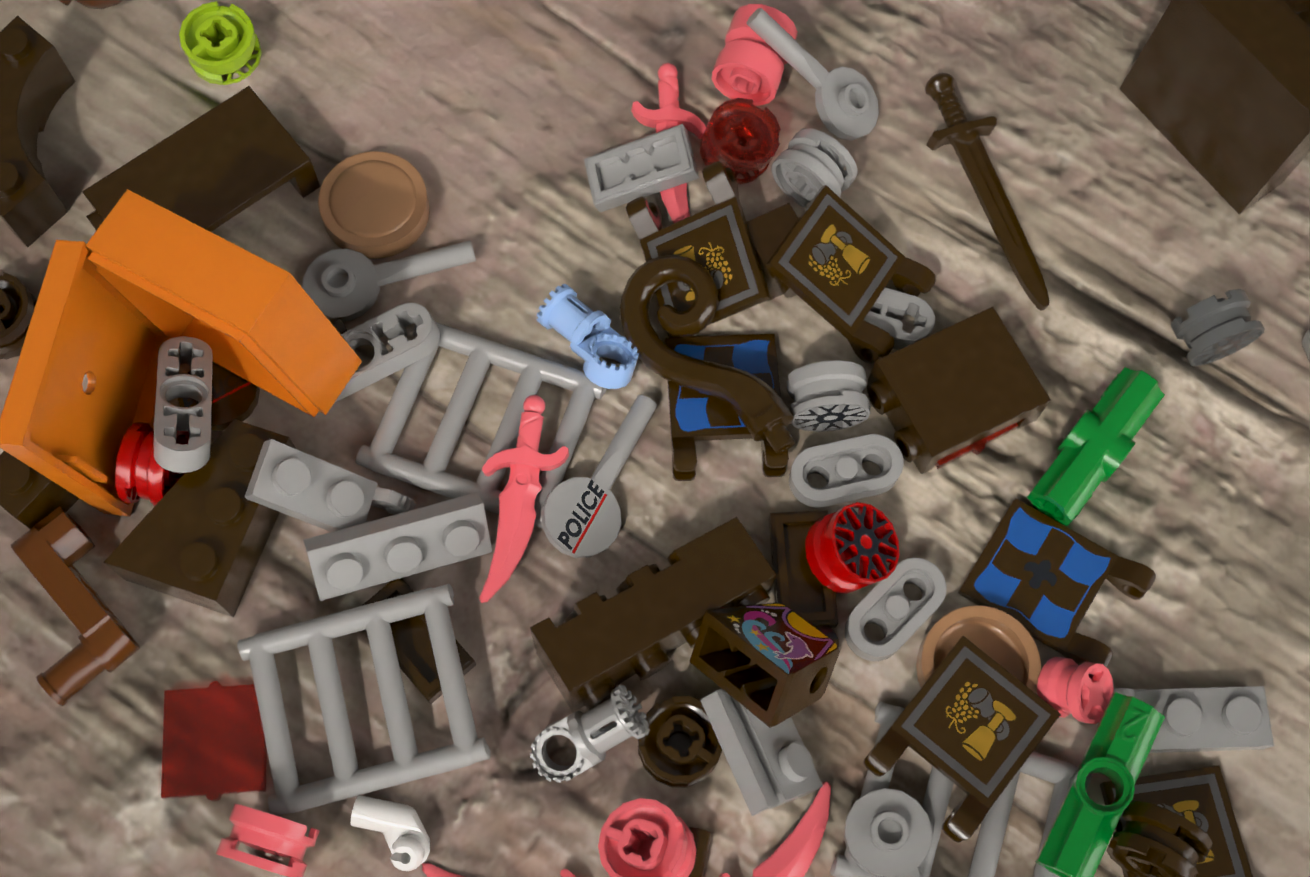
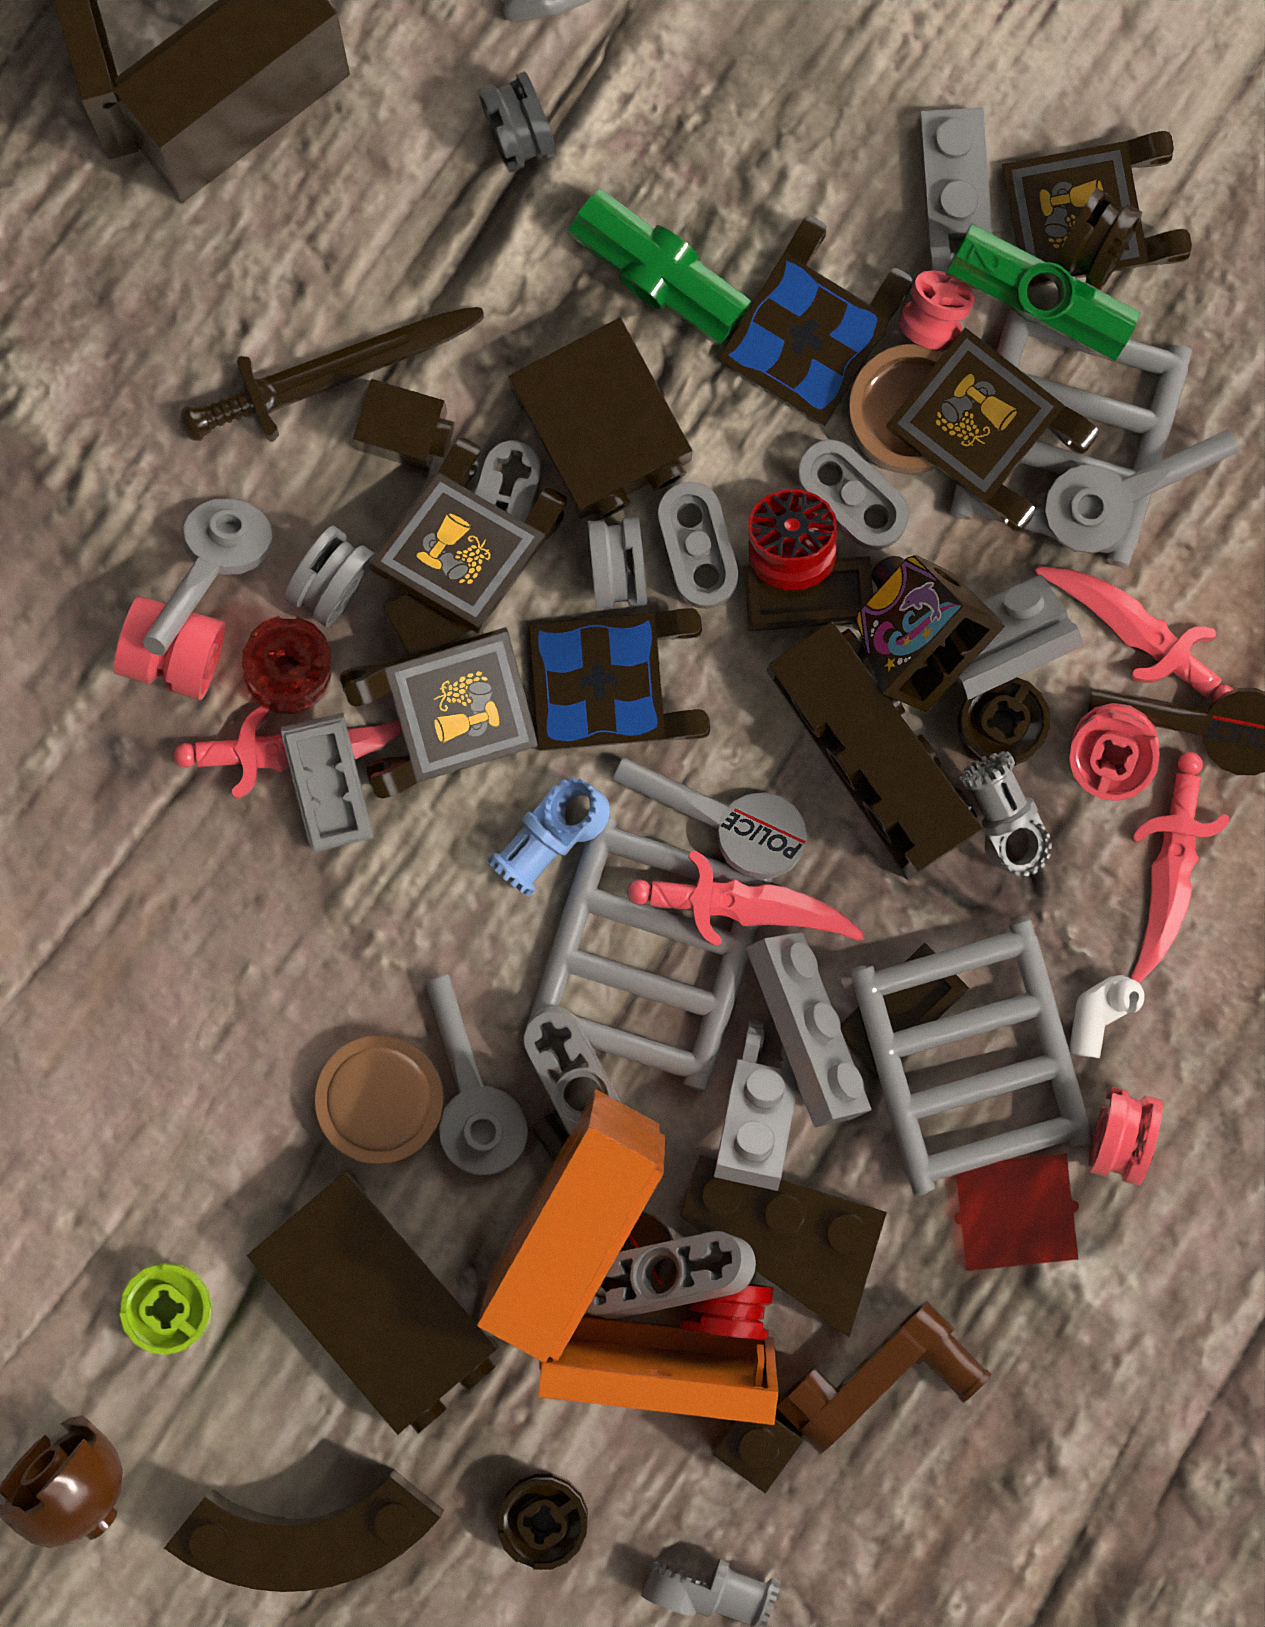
camera: 90 degrees left, 15 degrees up
(750, 397) = (621, 652): dark brown plant -> none
(945, 231) = (403, 426): none -> dark brown brick

